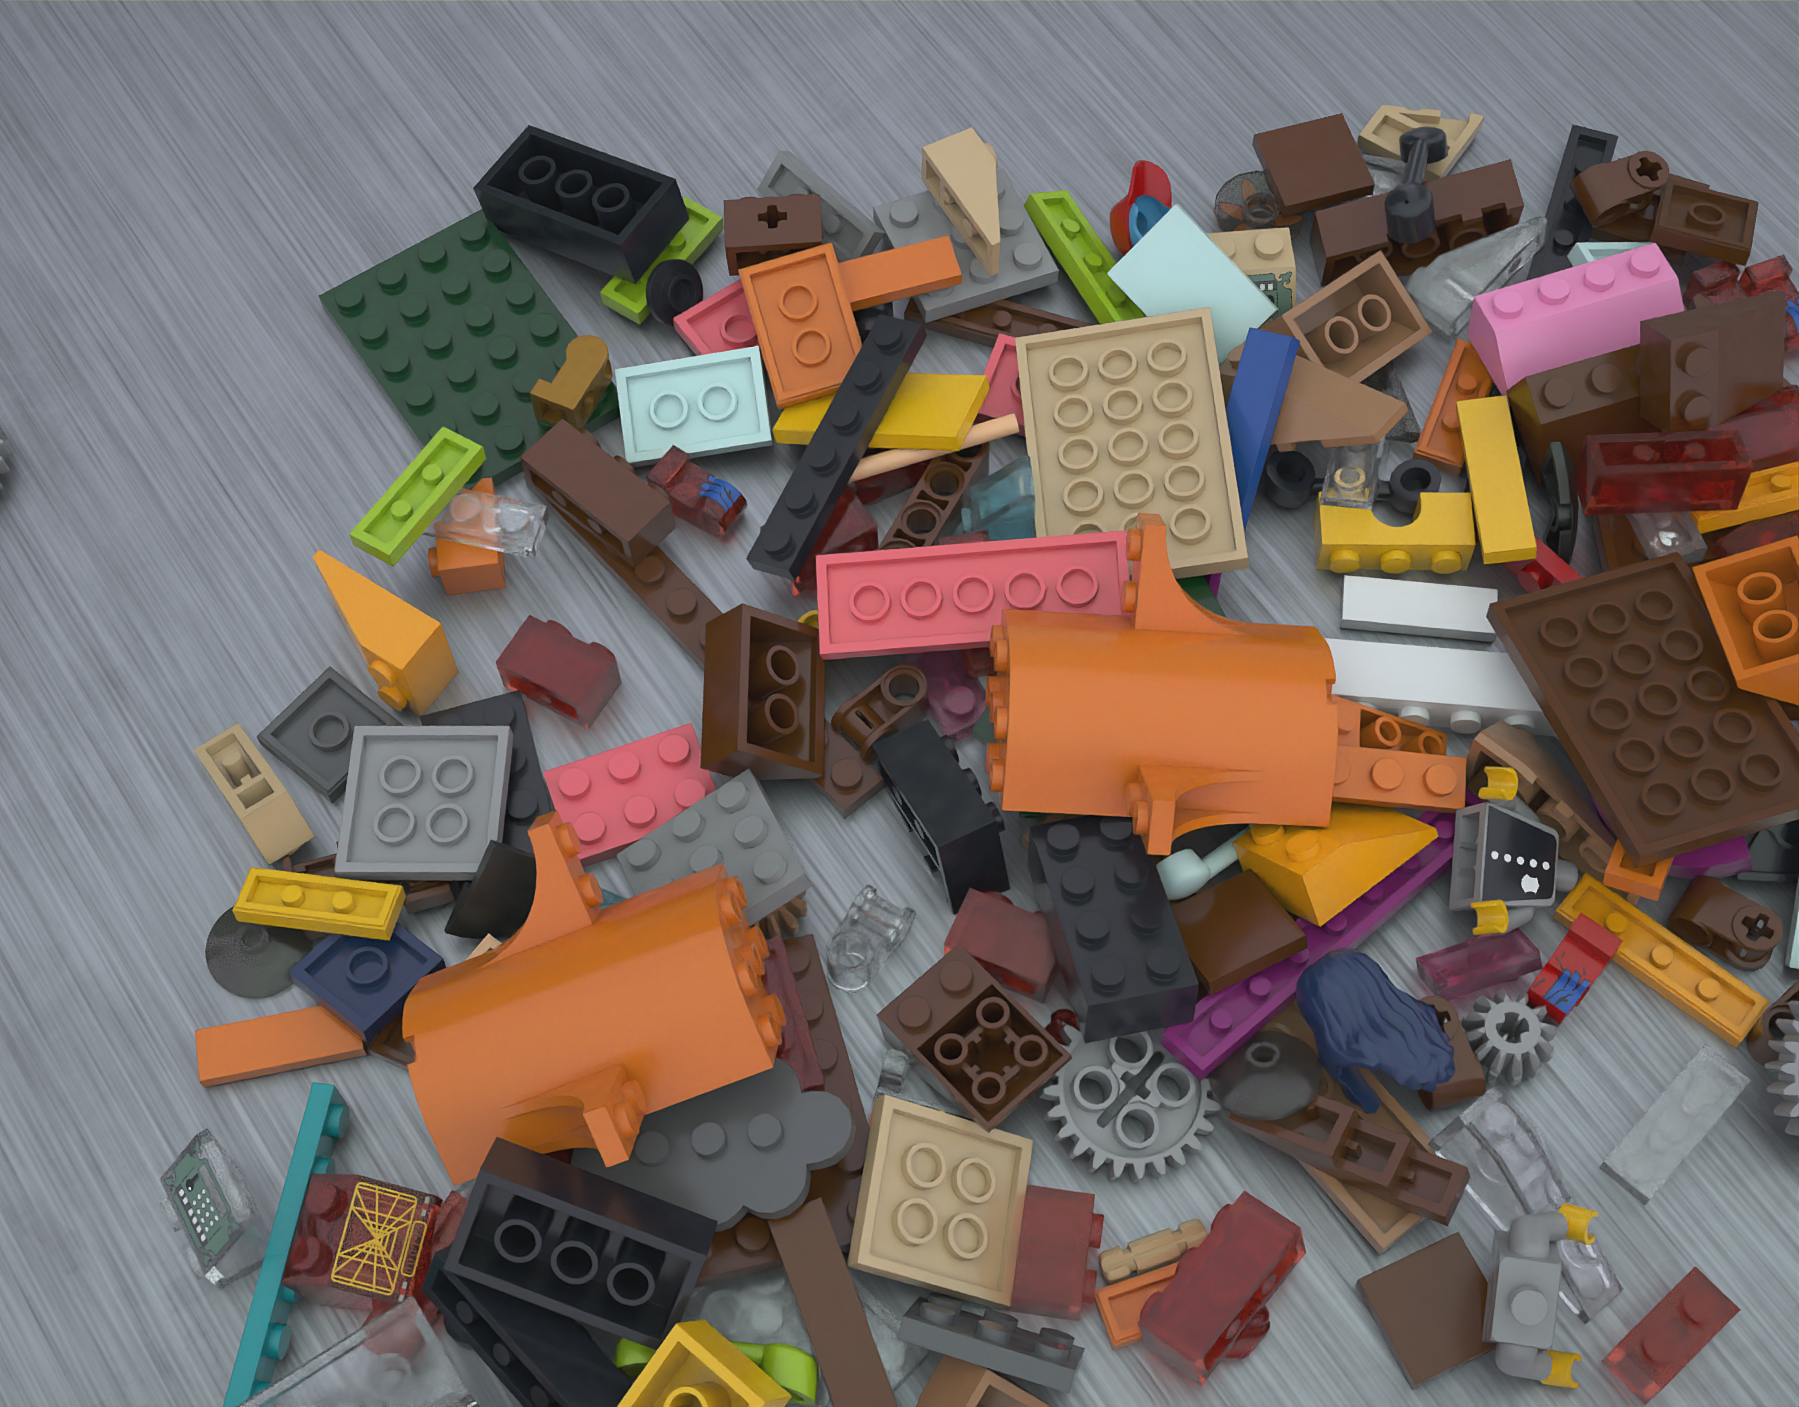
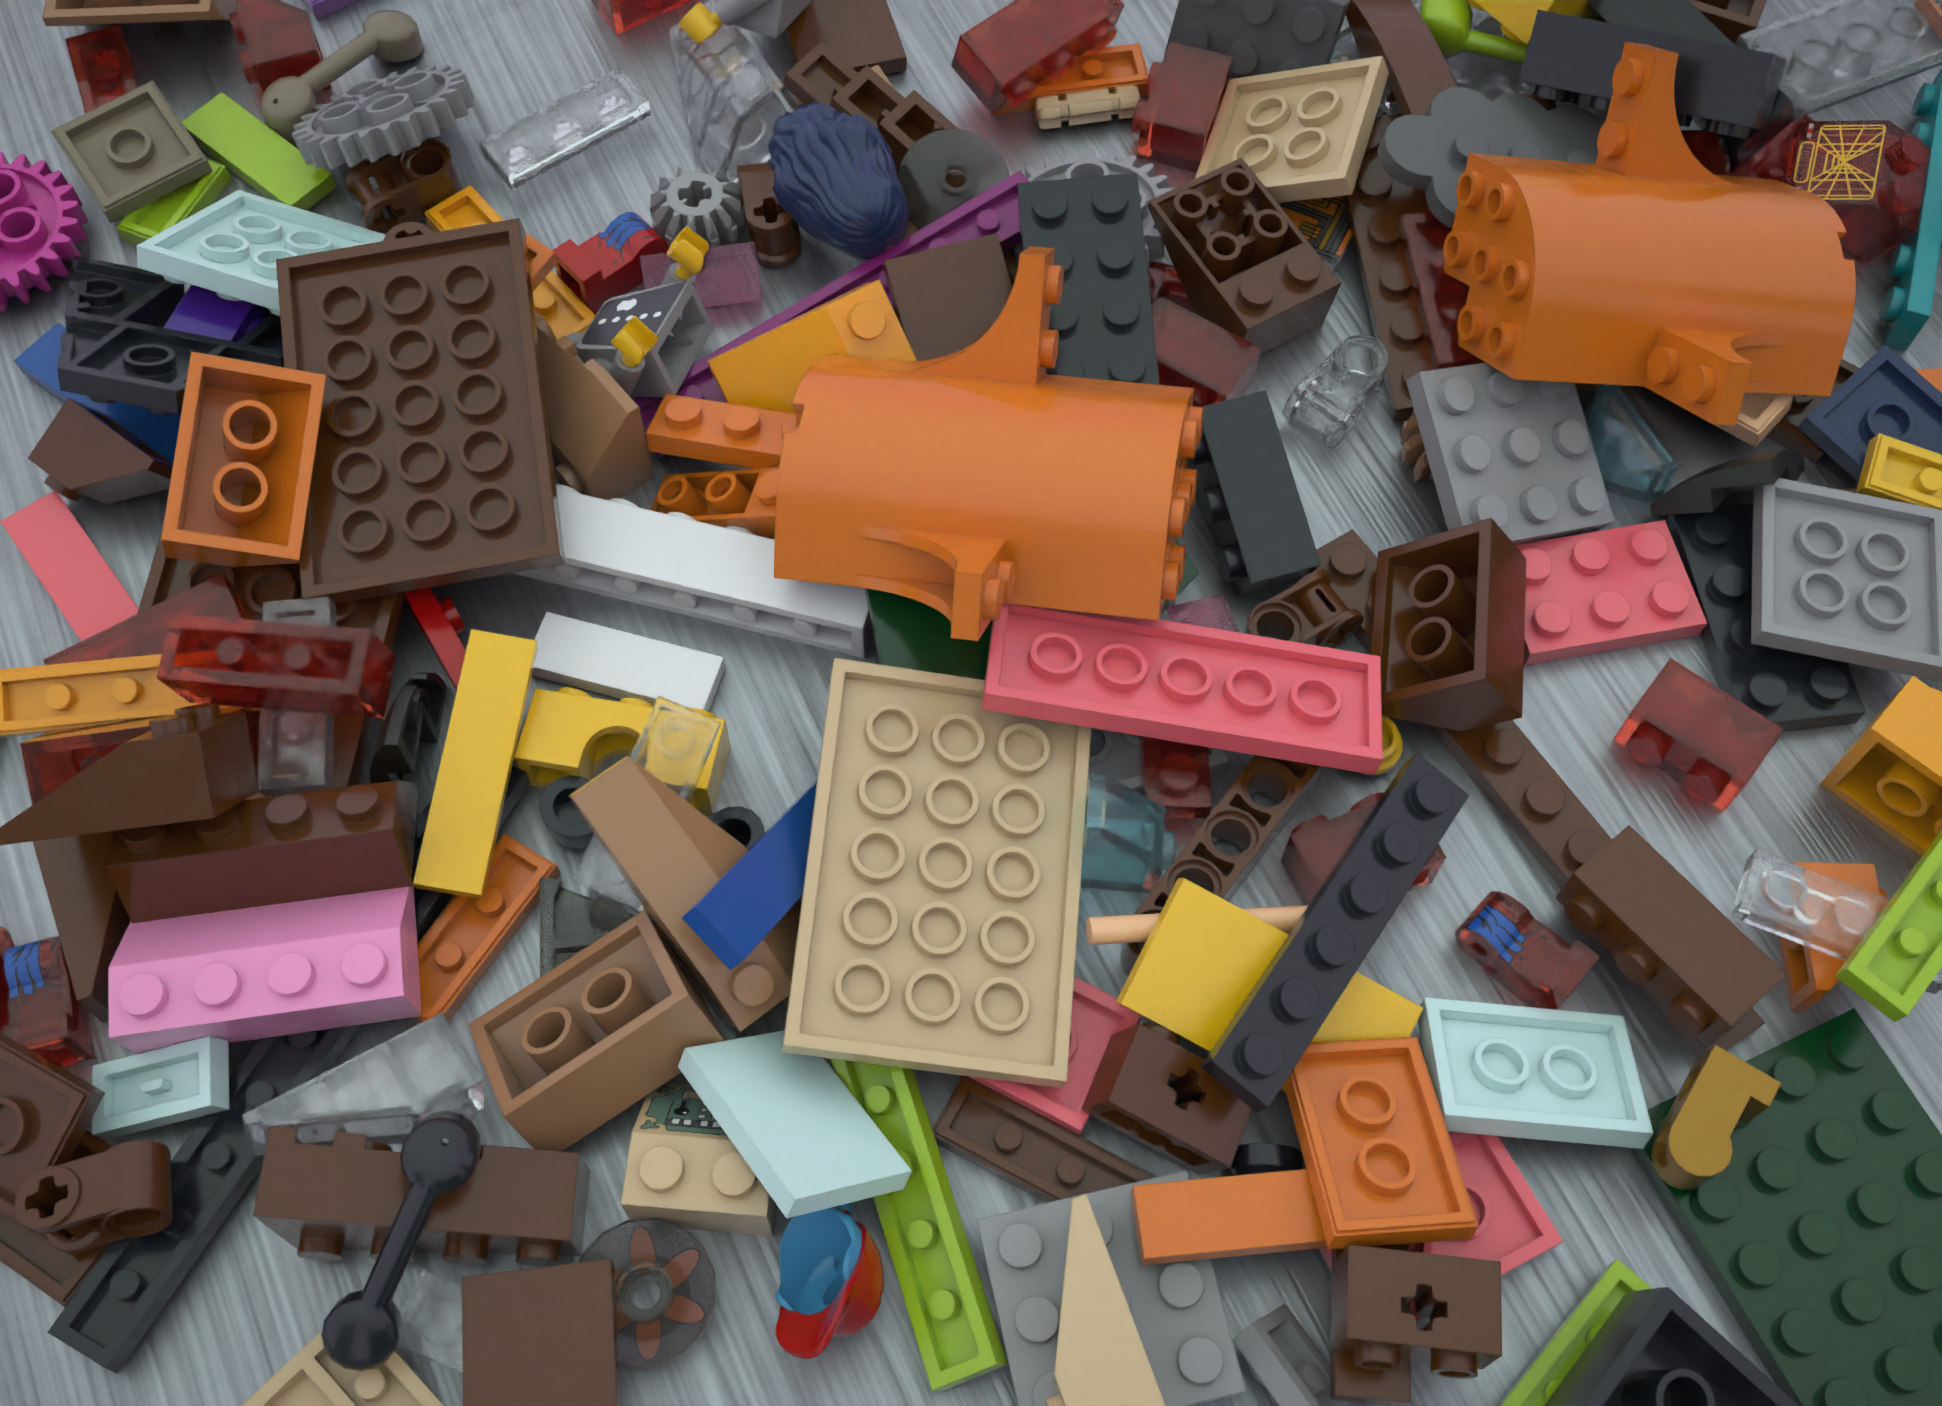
camera: 175 degrees left, 0 degrees up
(672, 290) = (1561, 1287): black piece -> none
(956, 343) = (1135, 1099): none -> reddish brown brick

